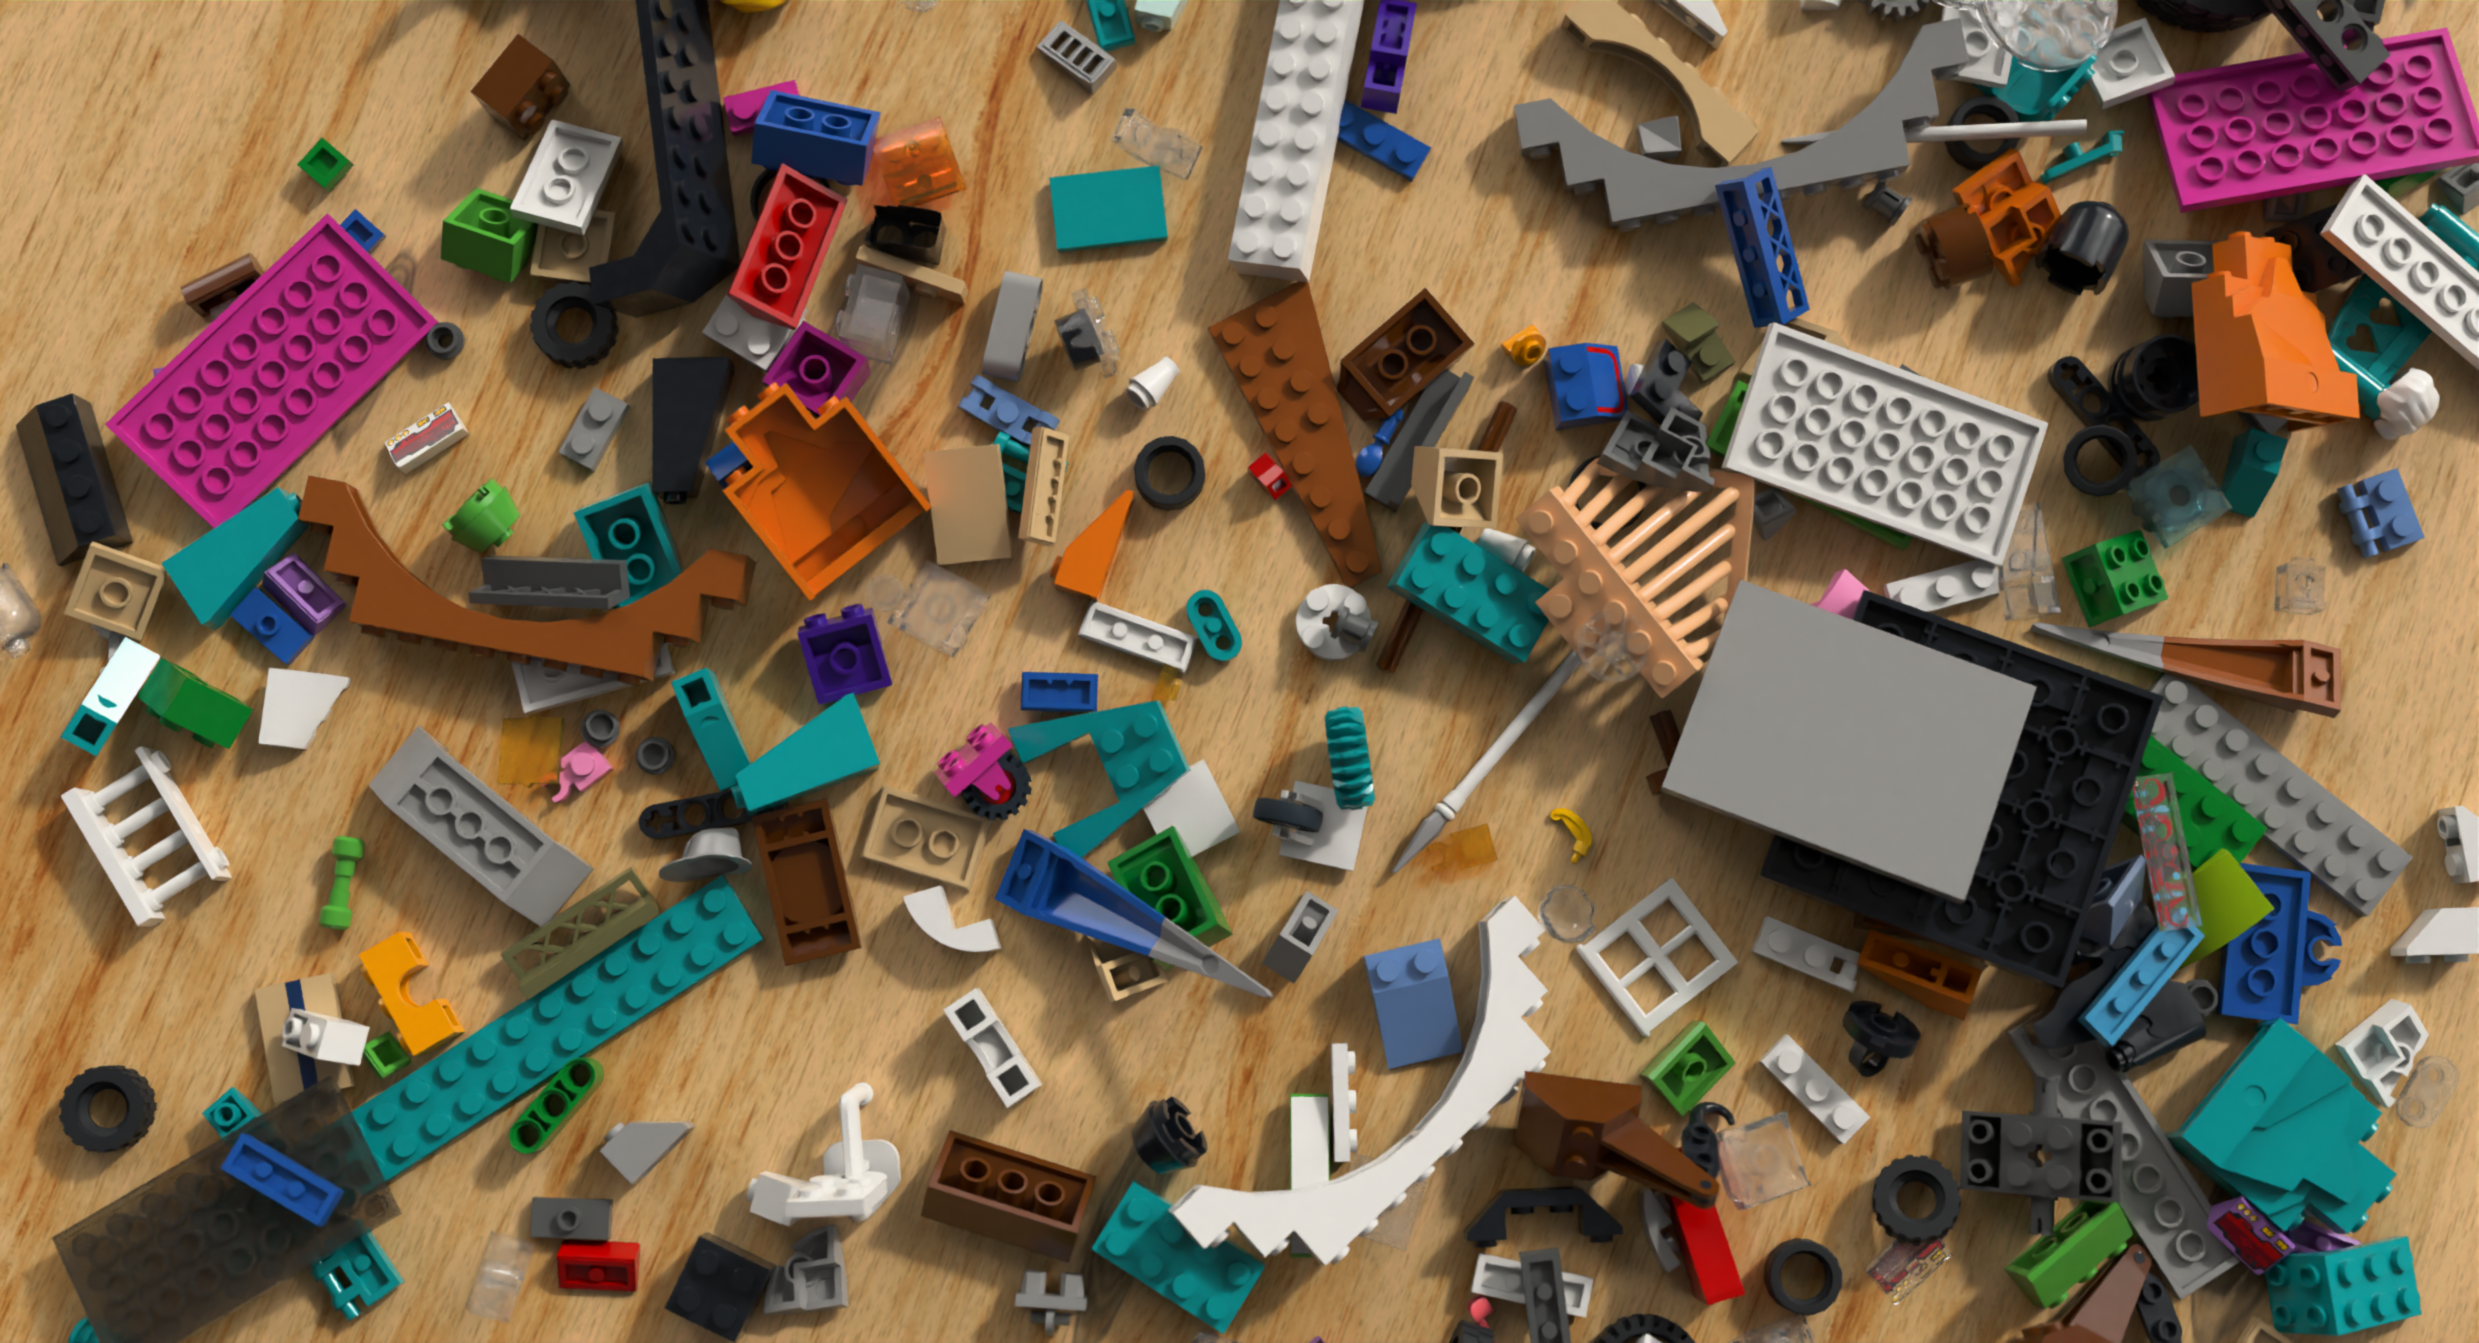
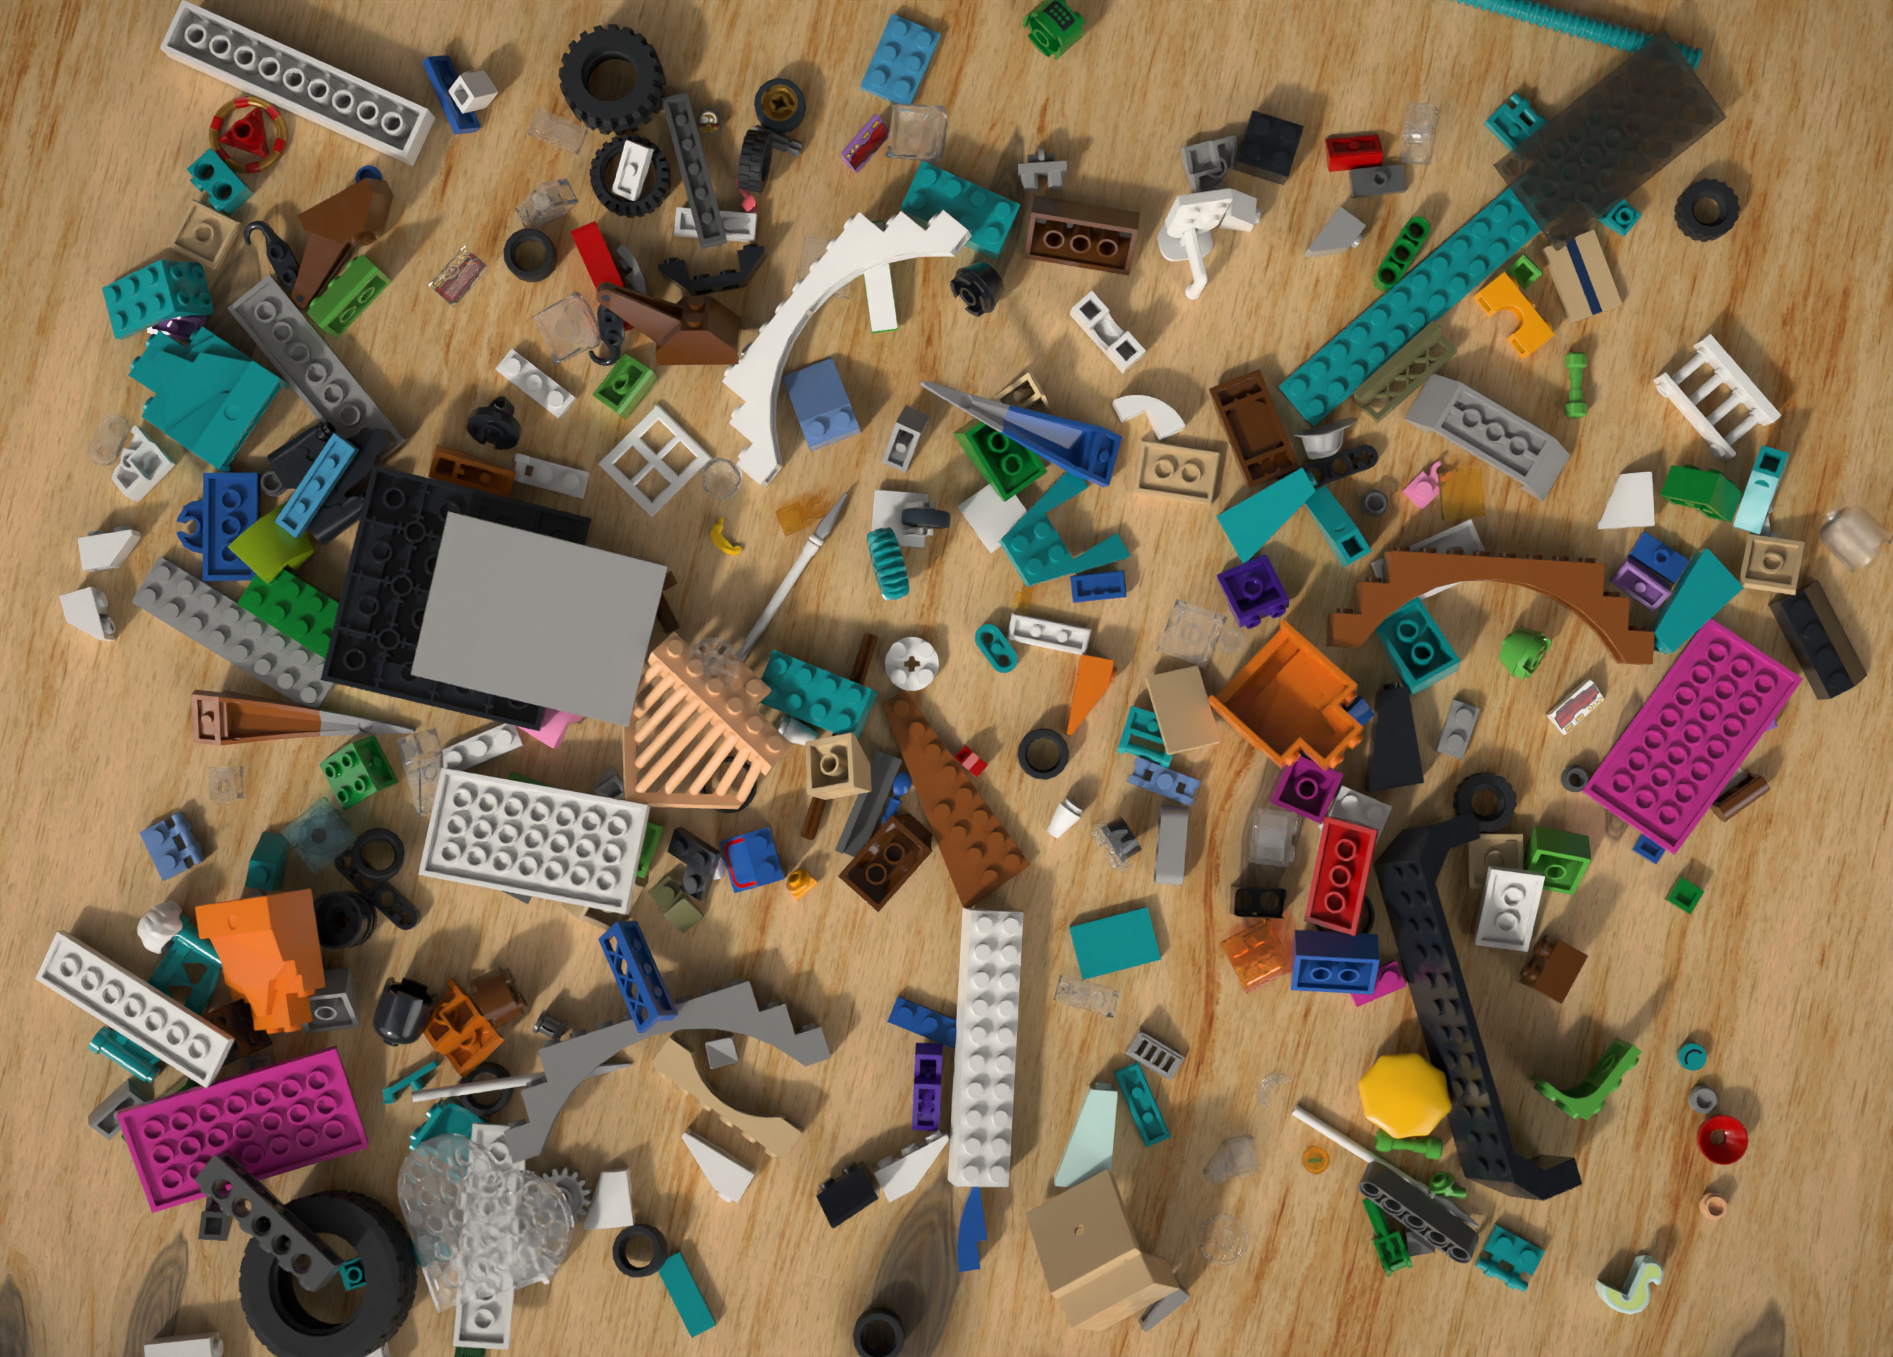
camera: 175 degrees right, 5 degrees up
(282, 1179) = (1577, 174): blue plate -> none
(324, 1037) = (1567, 276): white slope -> none
(552, 582) = (1467, 610): dark grey fence -> none
(600, 728) = (1415, 516): dark grey plate -> none
(927, 281) = (1260, 873): tan plate -> none
(986, 773) = (1141, 520): dark pink plate -> none
(1043, 486) = (1131, 728): tan plate -> none
(1342, 1102) = (860, 329): white plate -> none
(1354, 629) = (896, 656): dark grey bush -> none
(1661, 456) = (694, 811): dark grey slope -> none
(1916, 1170) = (453, 336): black tyre -> none
(2003, 1150) = (399, 353): dark grey slope -> none
(2115, 900) = (339, 538): sand blue slope -> none
(2129, 65) = (382, 1154): white plate -> none
(2166, 852) = (307, 575): clear tile -> none
(2248, 1234) = (226, 323): slope -> none

